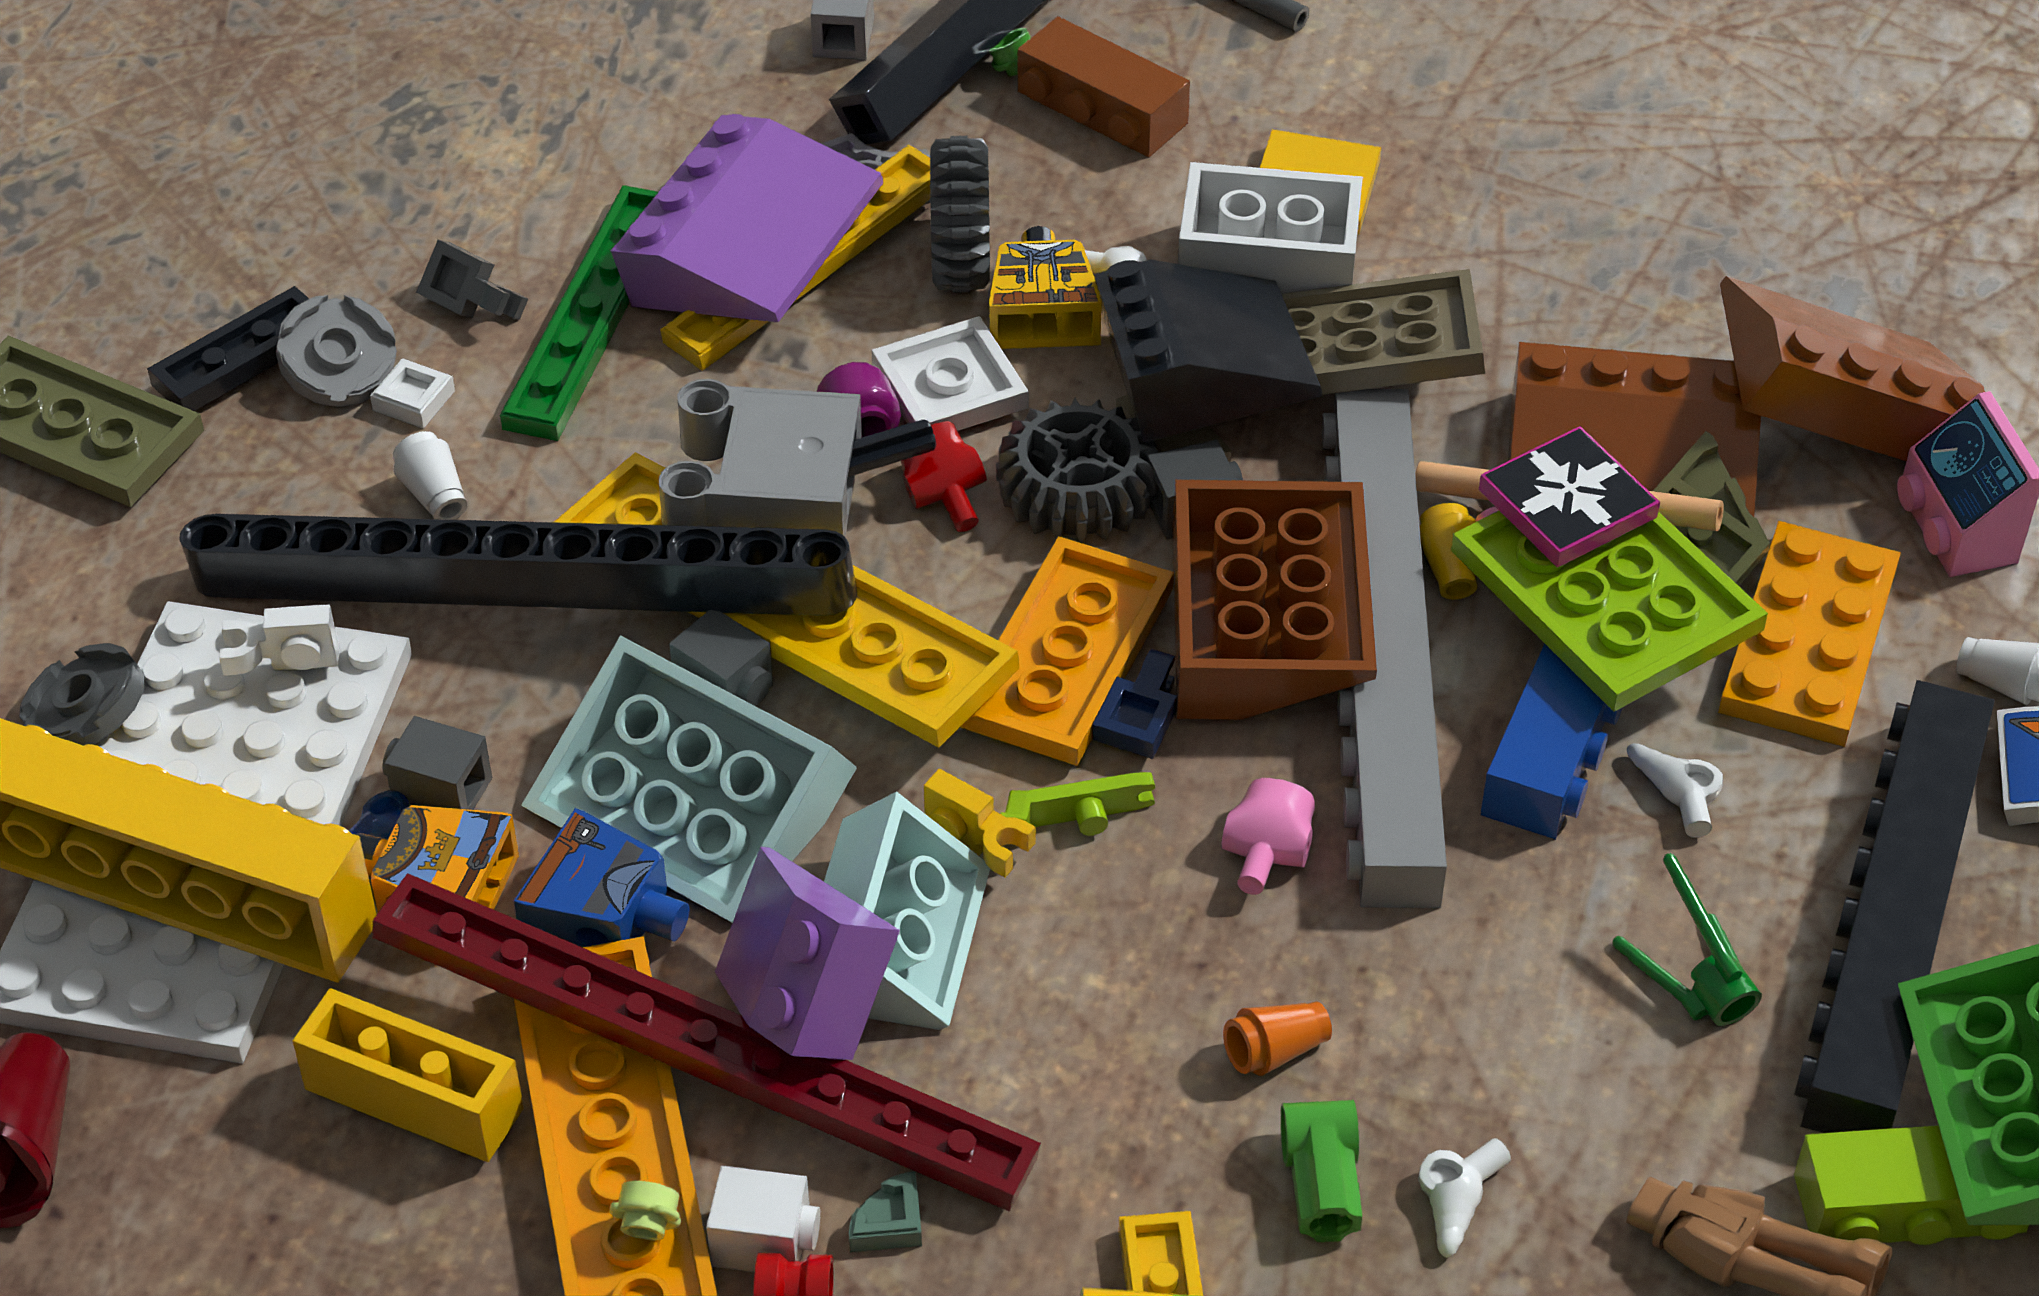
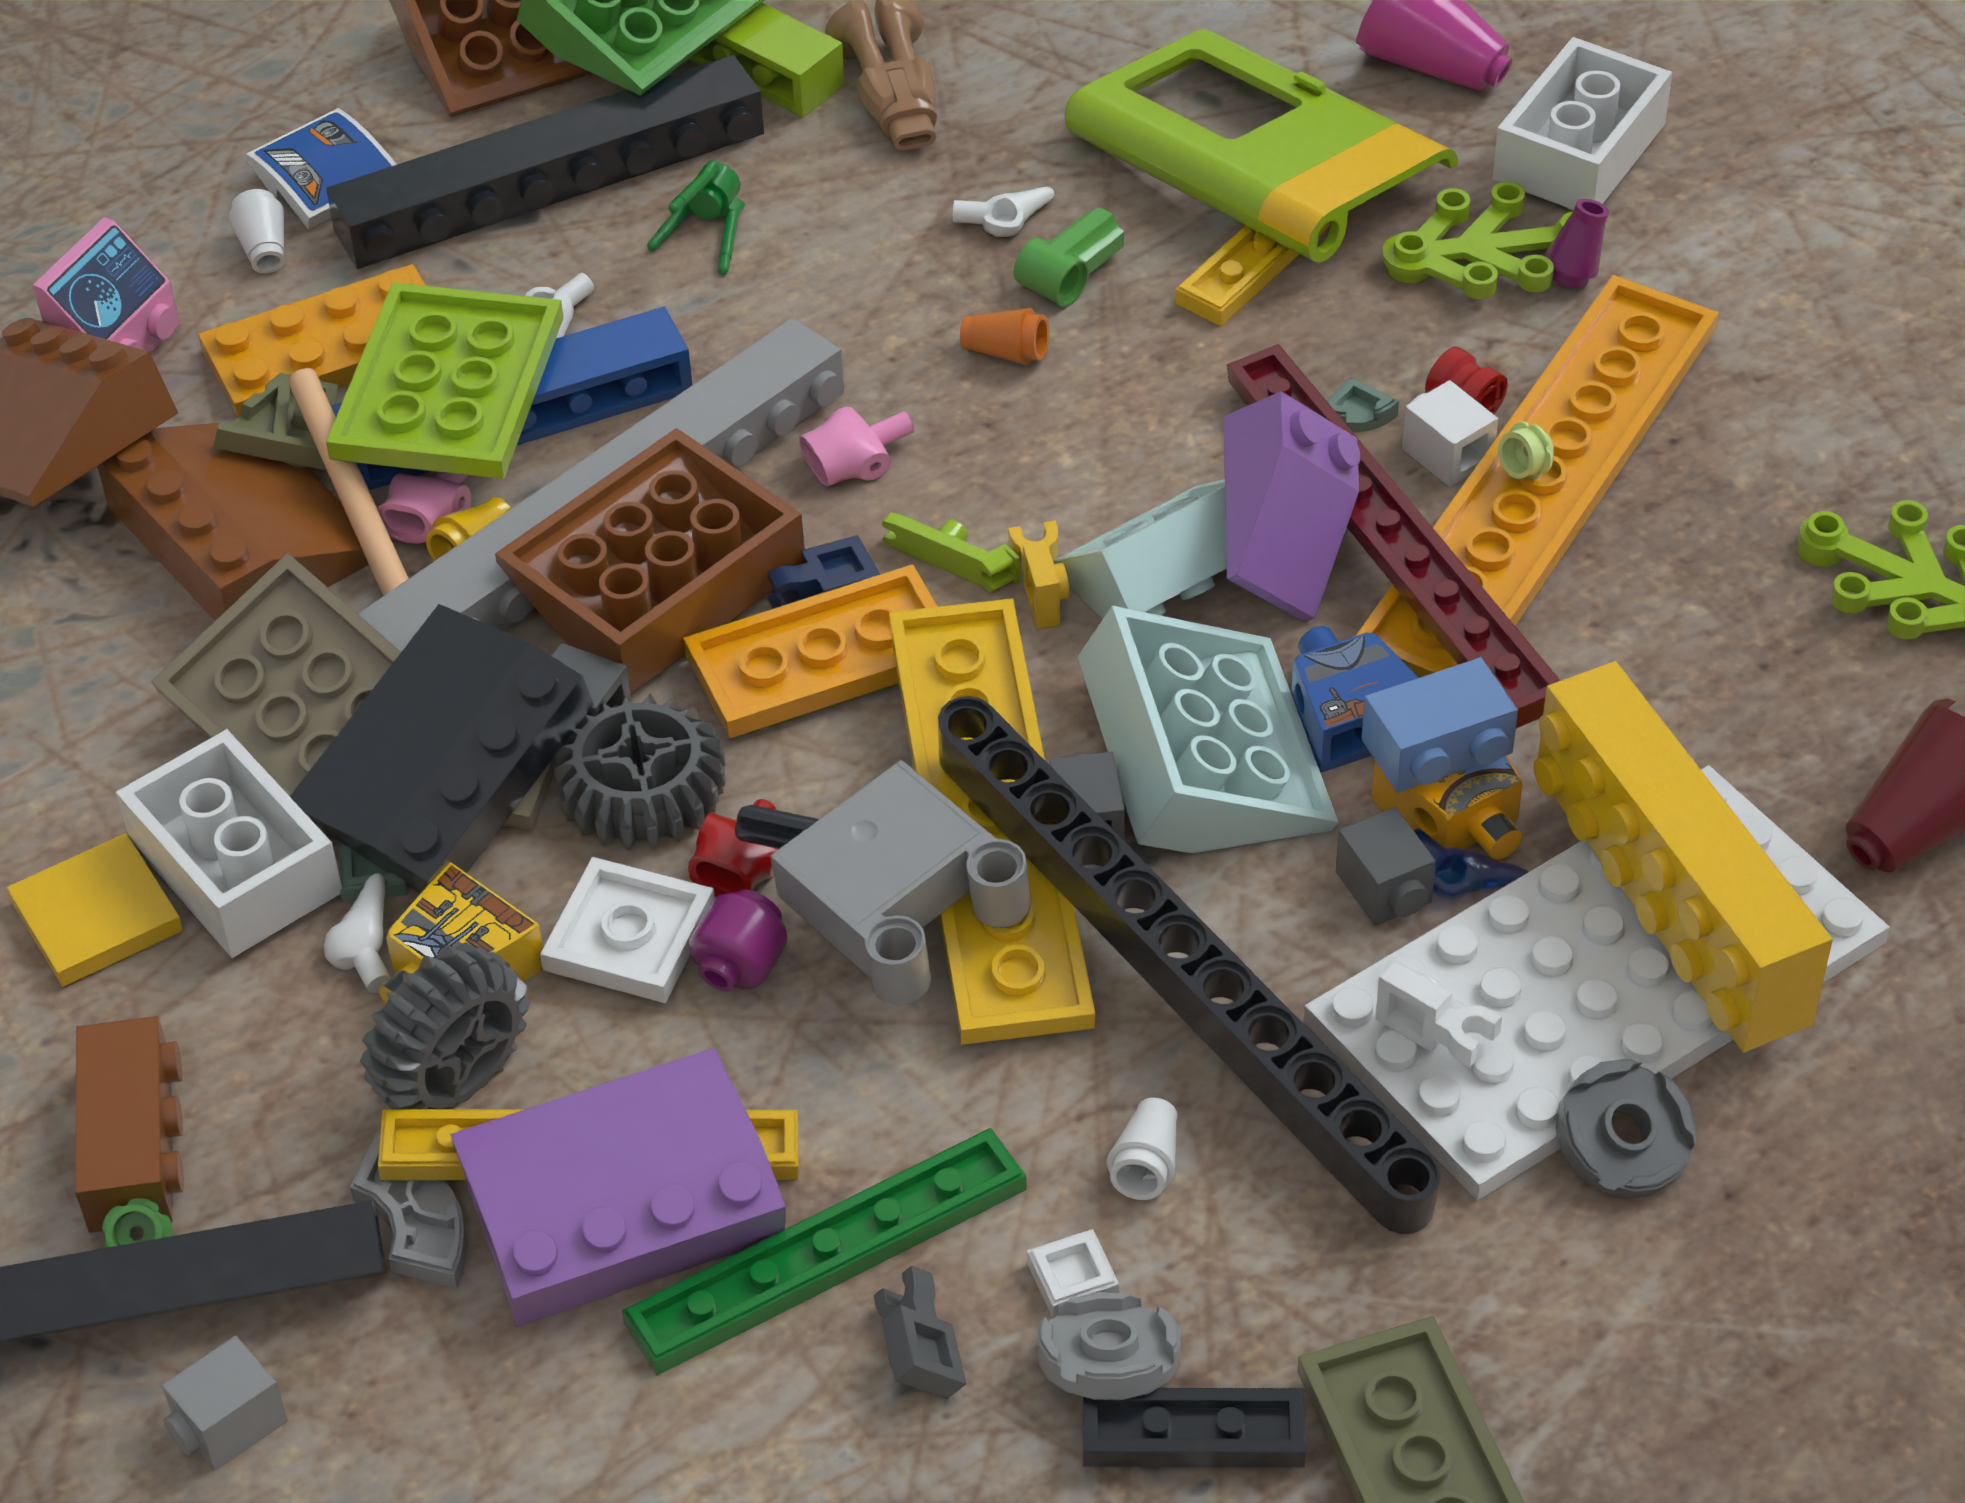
camera: 135 degrees left, 0 degrees up
(409, 1074) = (1601, 622): yellow brick -> none
(465, 828) = (1439, 724): none -> medium blue brick
(1569, 496) = (398, 418): tile -> none

